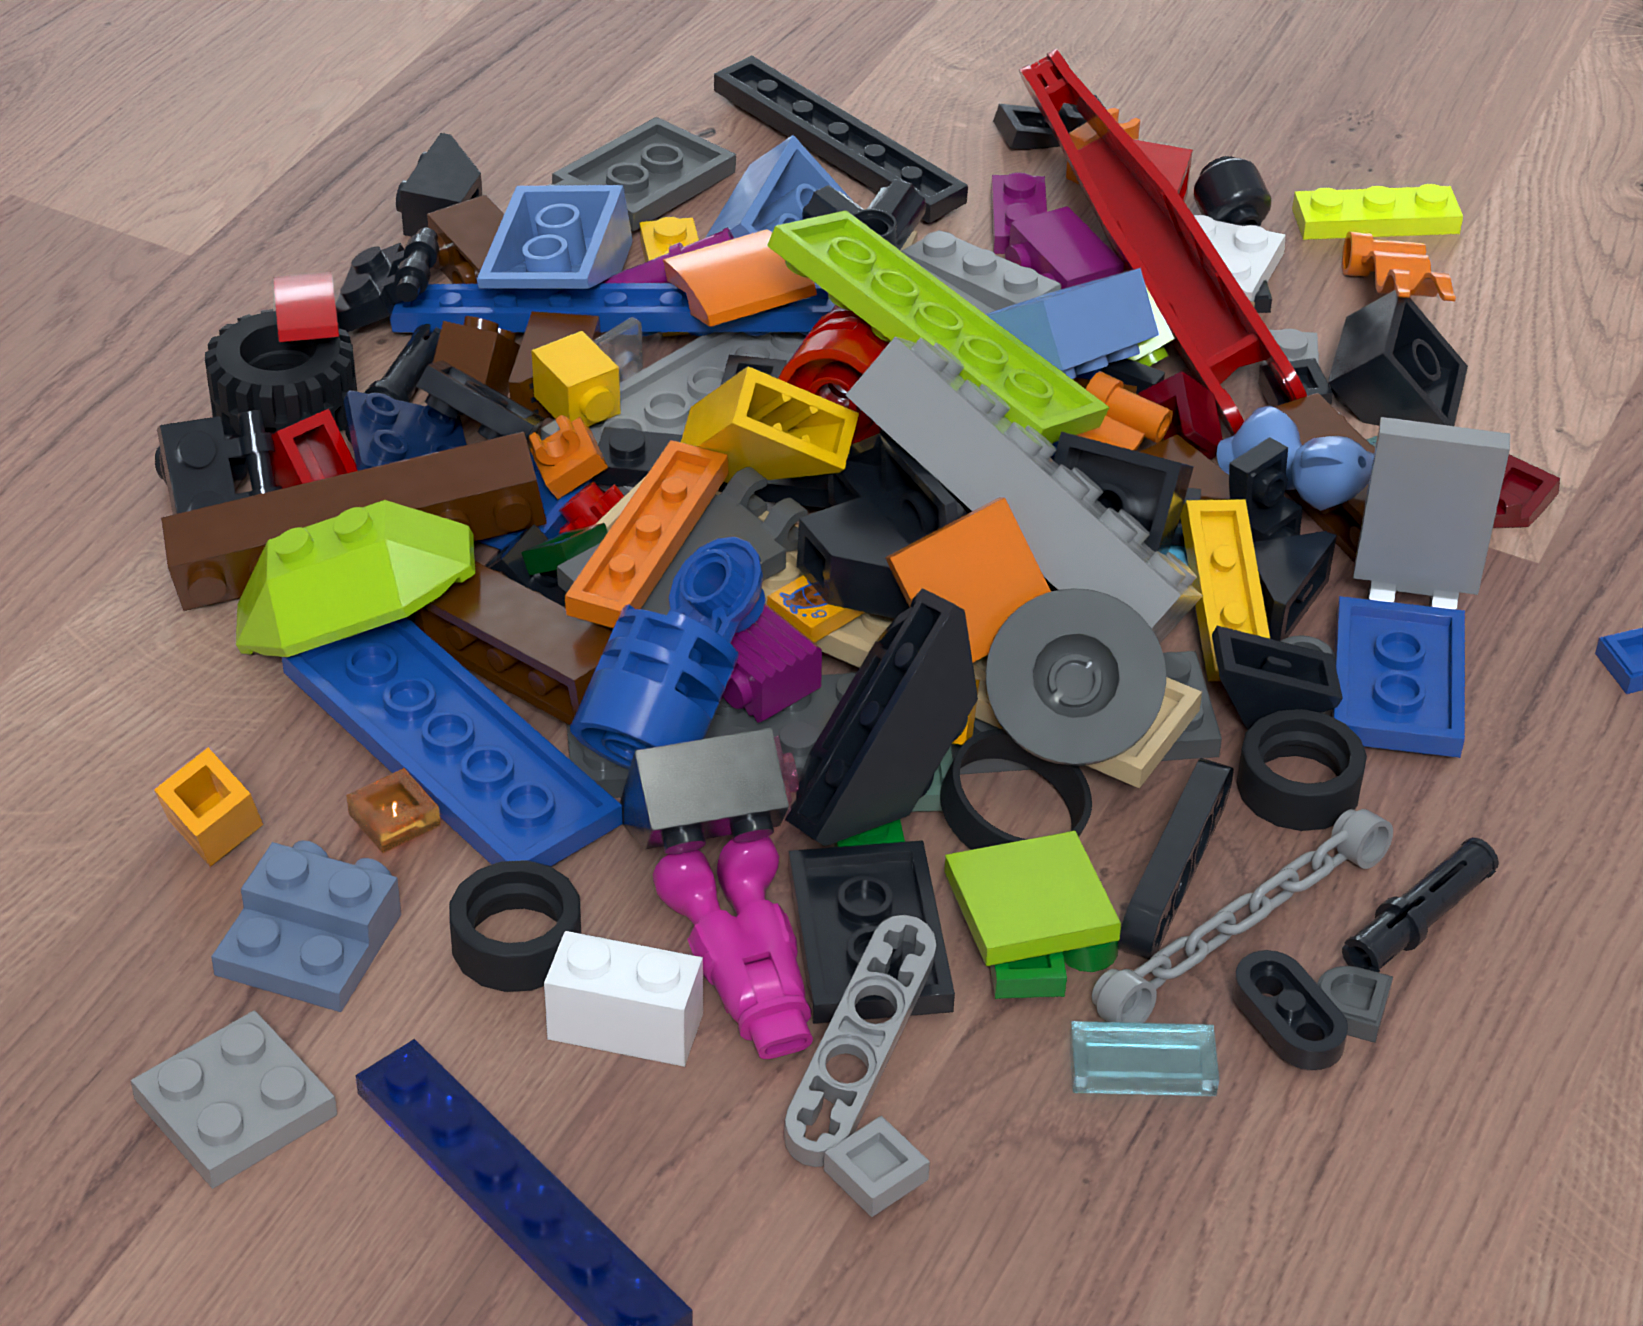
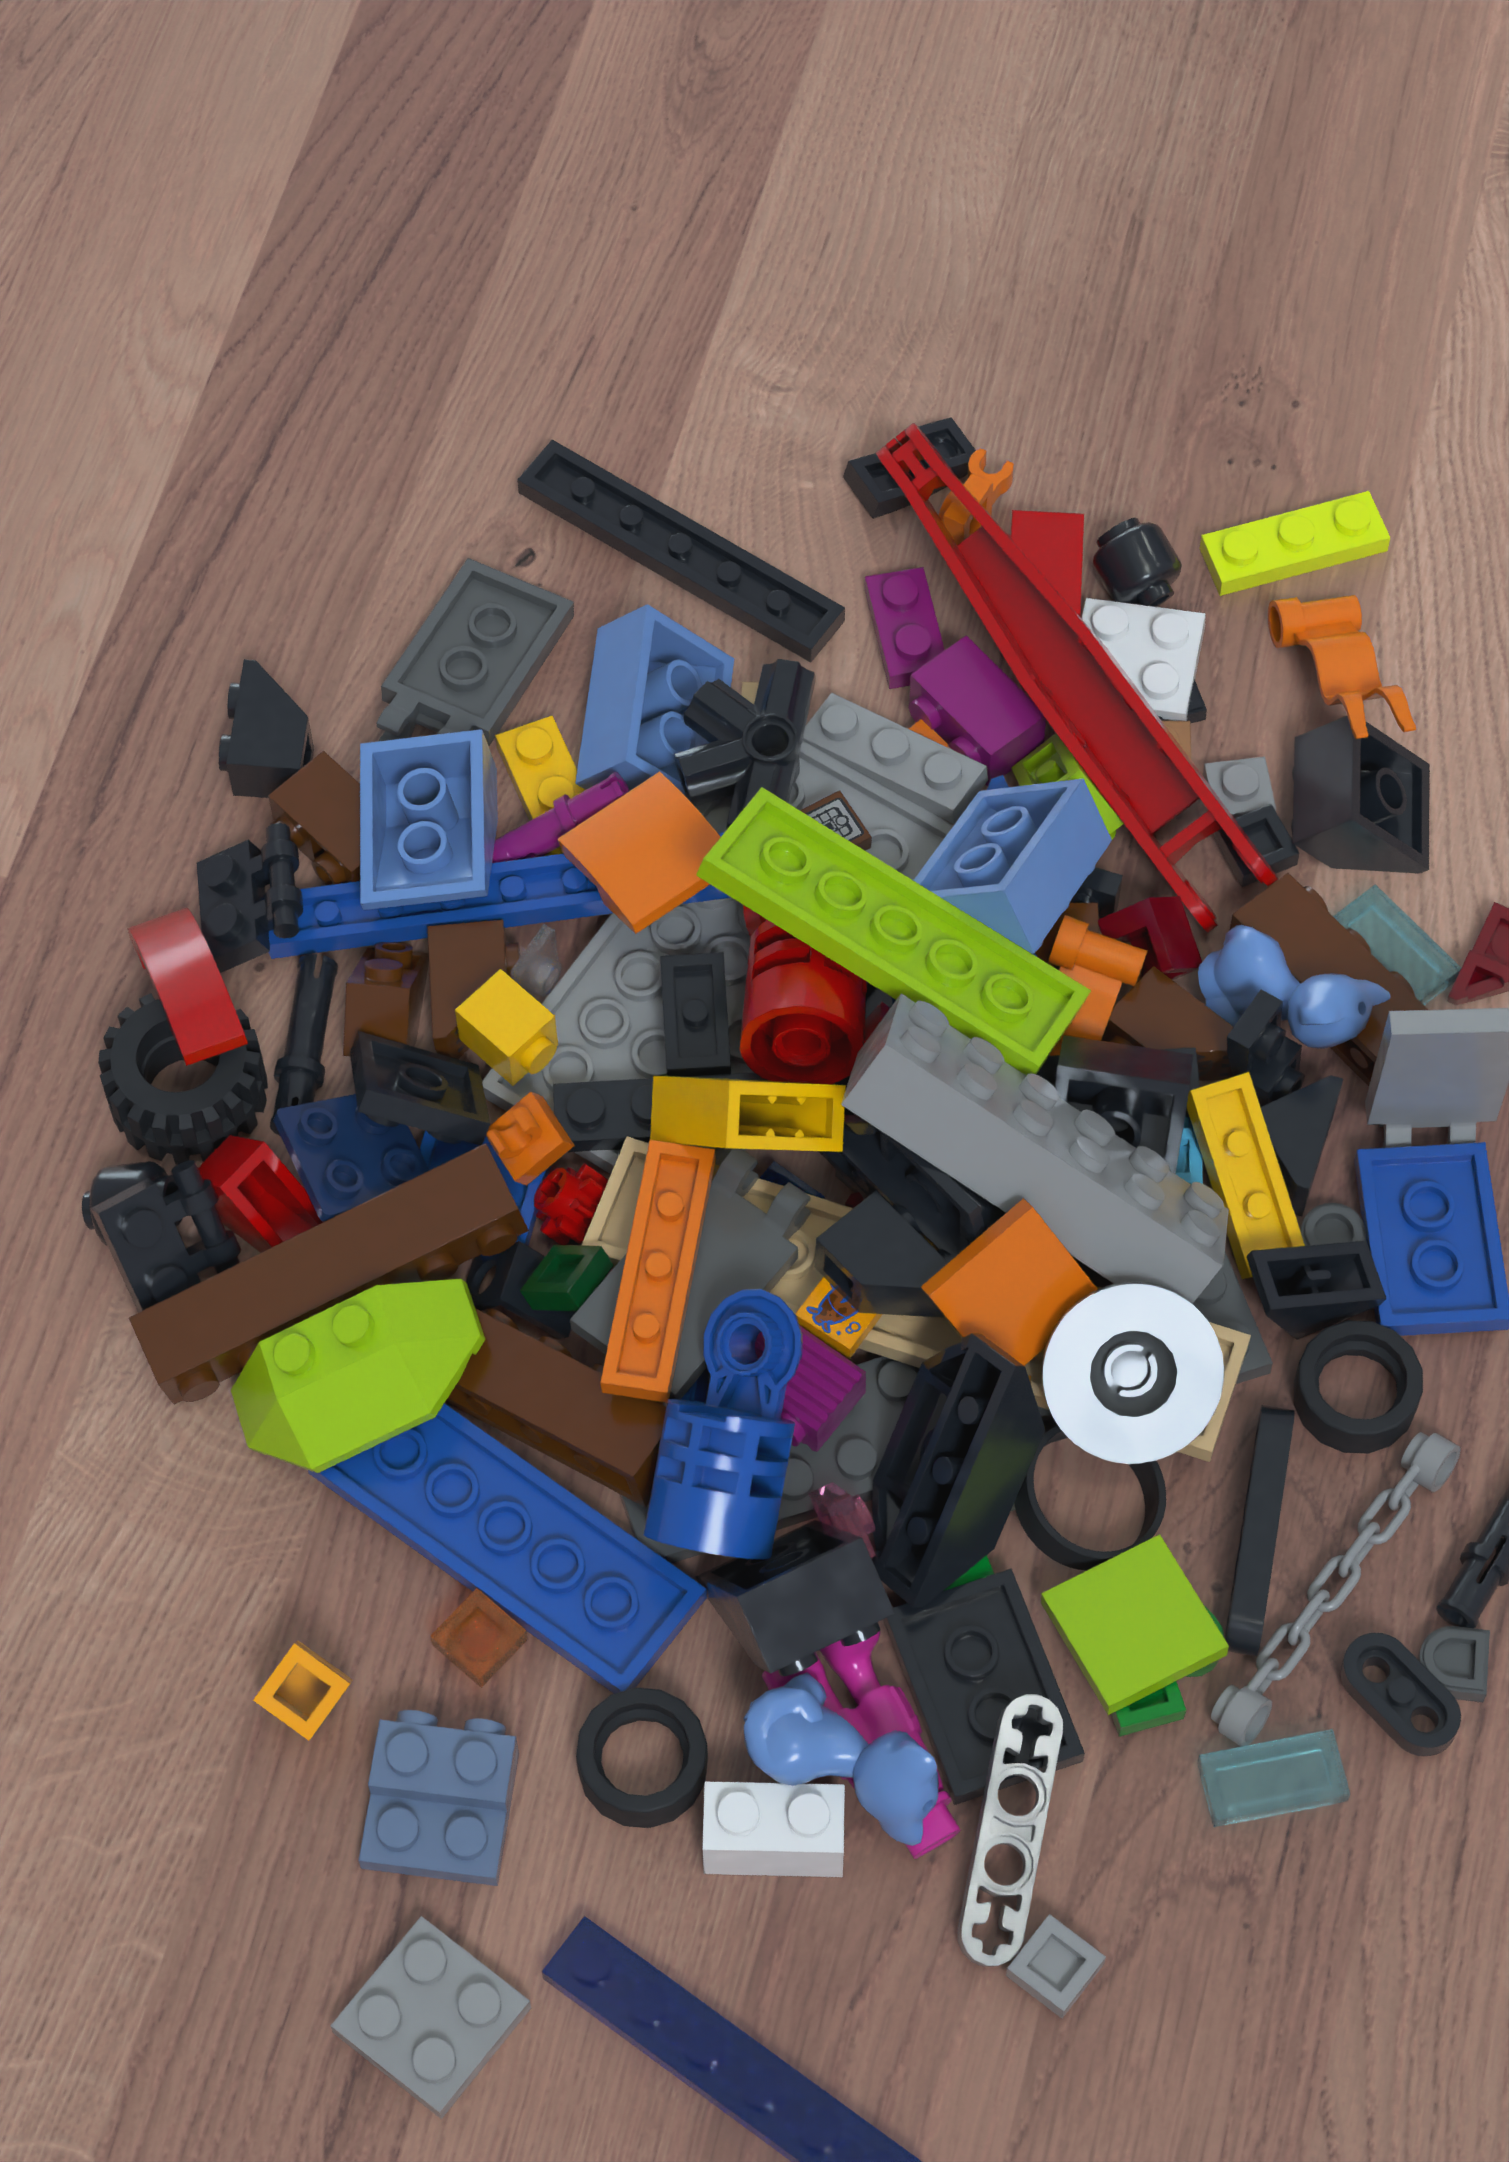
camera: 10 degrees left, 20 degrees up
(669, 907) = (802, 1740): none -> medium blue animal

